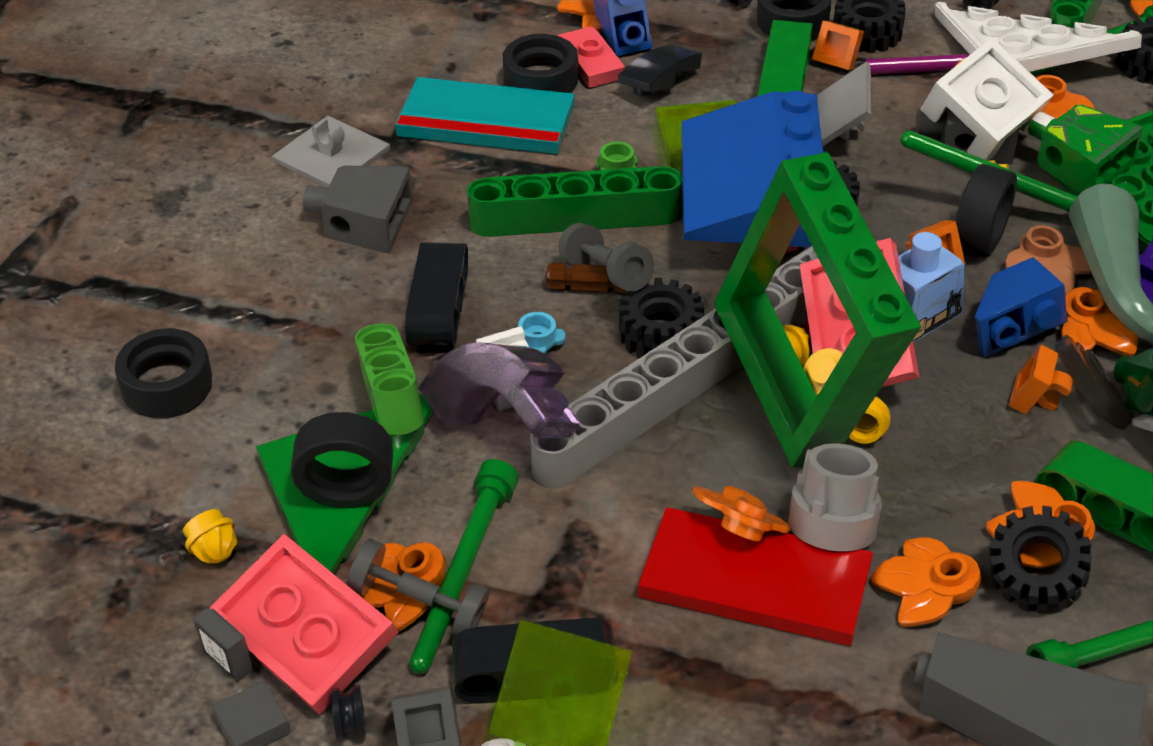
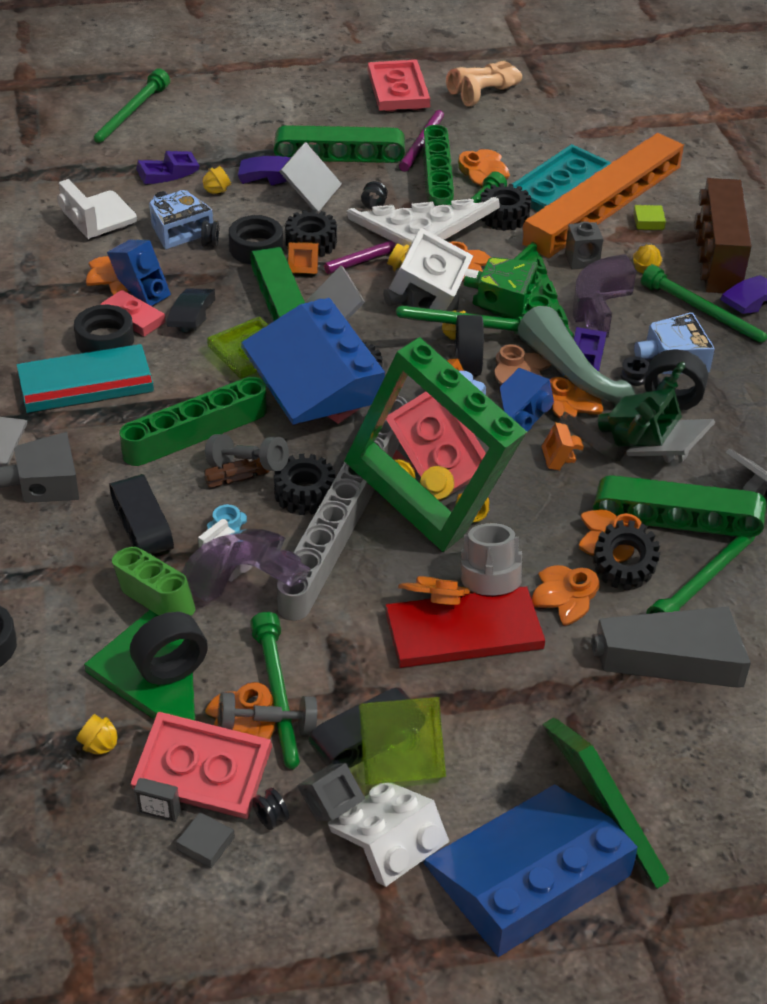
camera: 30 degrees left, 0 degrees up
(616, 156) = (202, 382): bright green plate -> none

